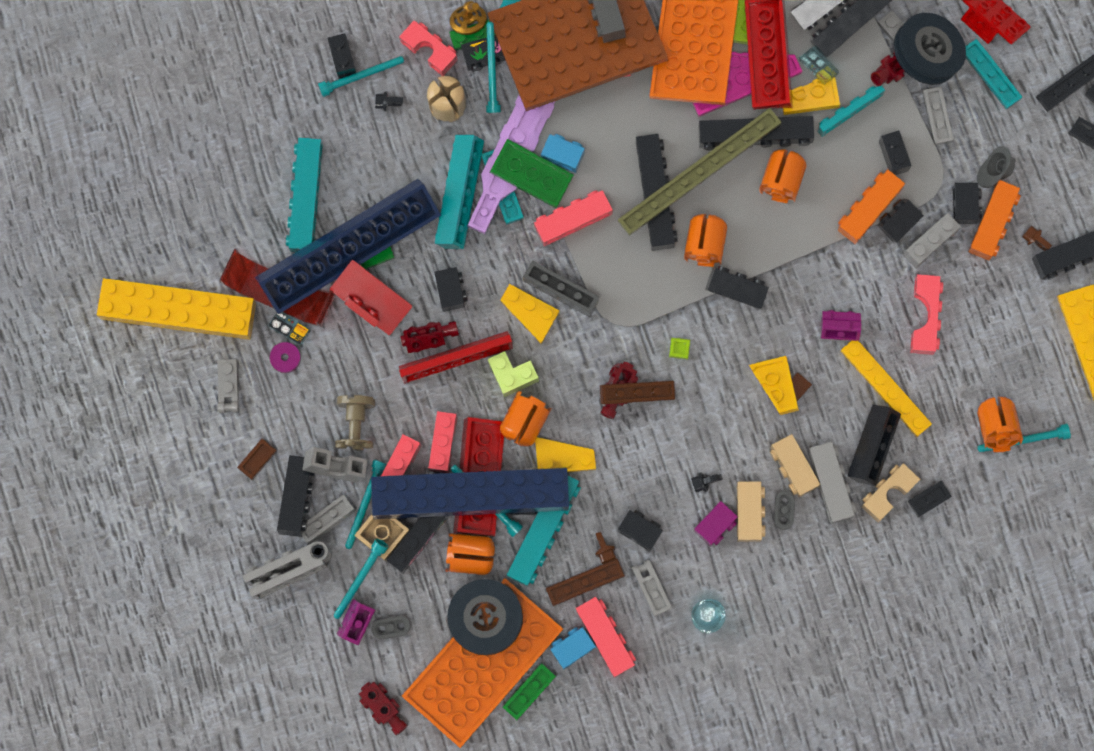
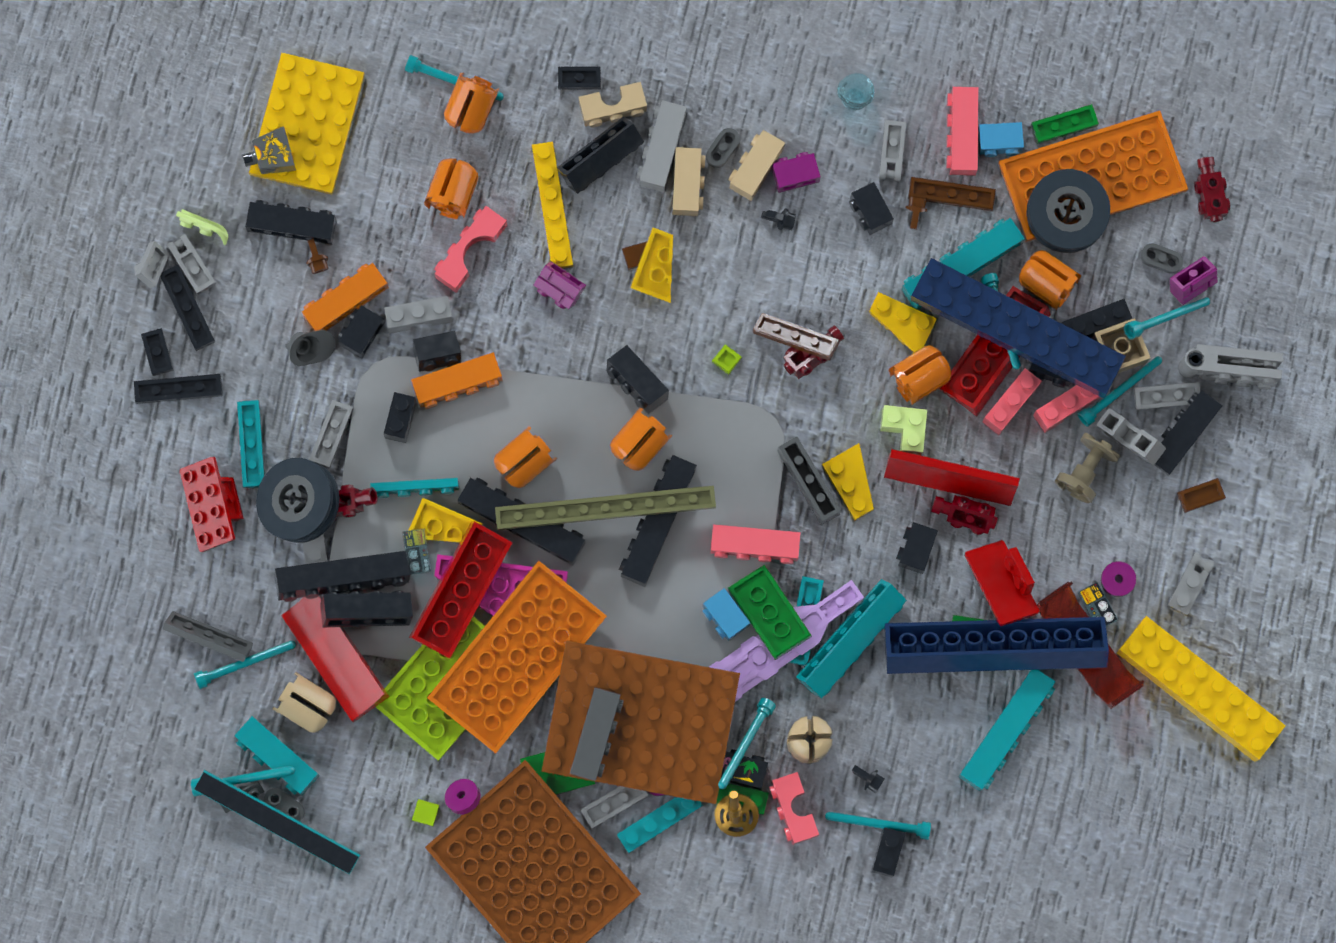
camera: 160 degrees left, 0 degrees up
(970, 350) = (452, 188): none -> orange cylinder

